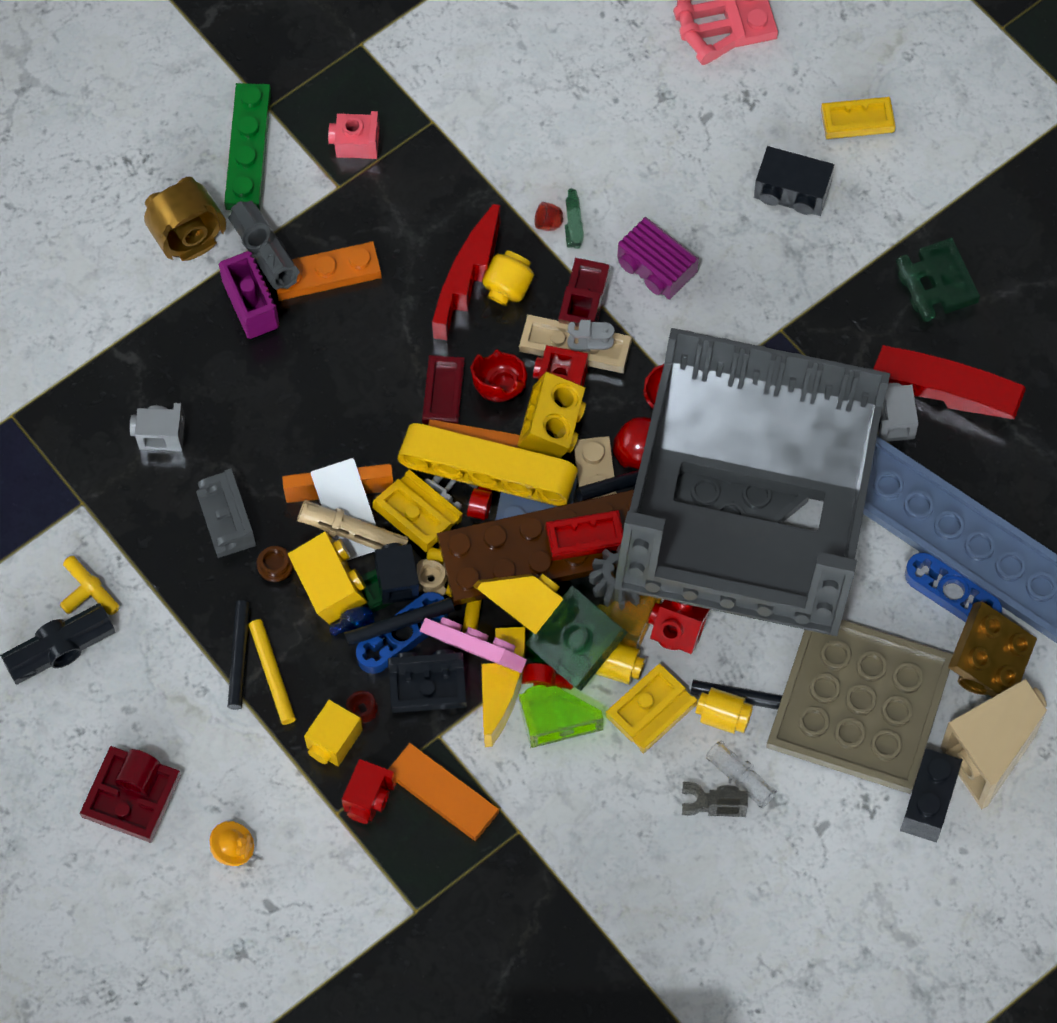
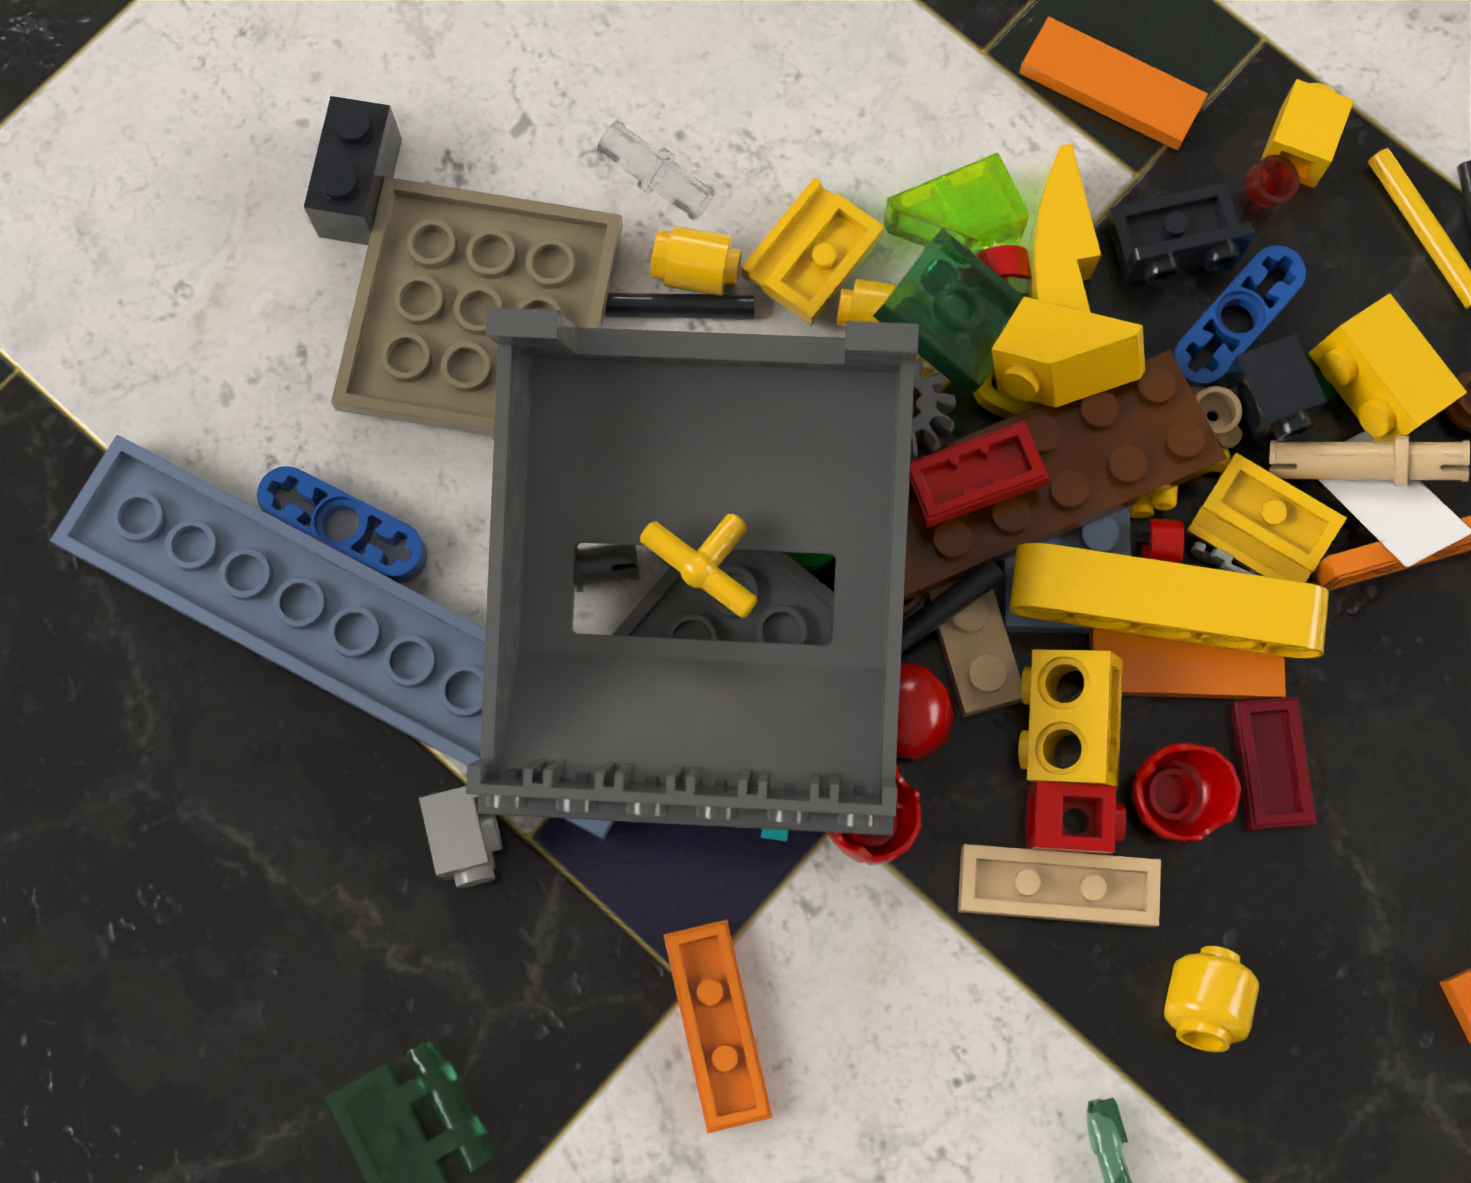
camera: 170 degrees right, 10 degrees up
(352, 619) = (1320, 319): clear blue piece -> none
(367, 791) = (1230, 54): red brick -> none
(399, 621) = (1251, 315): black bar -> none
(467, 267) = (1288, 1022): red slope -> none
(474, 643) = (1121, 272): bright pink plate -> none
(548, 217) = (1163, 1150): clear red hinge -> none
(584, 292) = (1063, 977): dark red brick -> none
(590, 336) = (1037, 879): light grey piece -> none
(656, 258) = (943, 1087): magenta brick -> none
(724, 801) = (681, 117): clear smoke plate -> none
(749, 493) = (700, 567): none -> yellow piece
(769, 303) = (717, 1026): none -> orange tile
(952, 382) = (373, 907): red slope -> none
(991, 652) = (268, 410): pearl gold plate -> none
(994, 738) = (250, 255): tan slope -> none

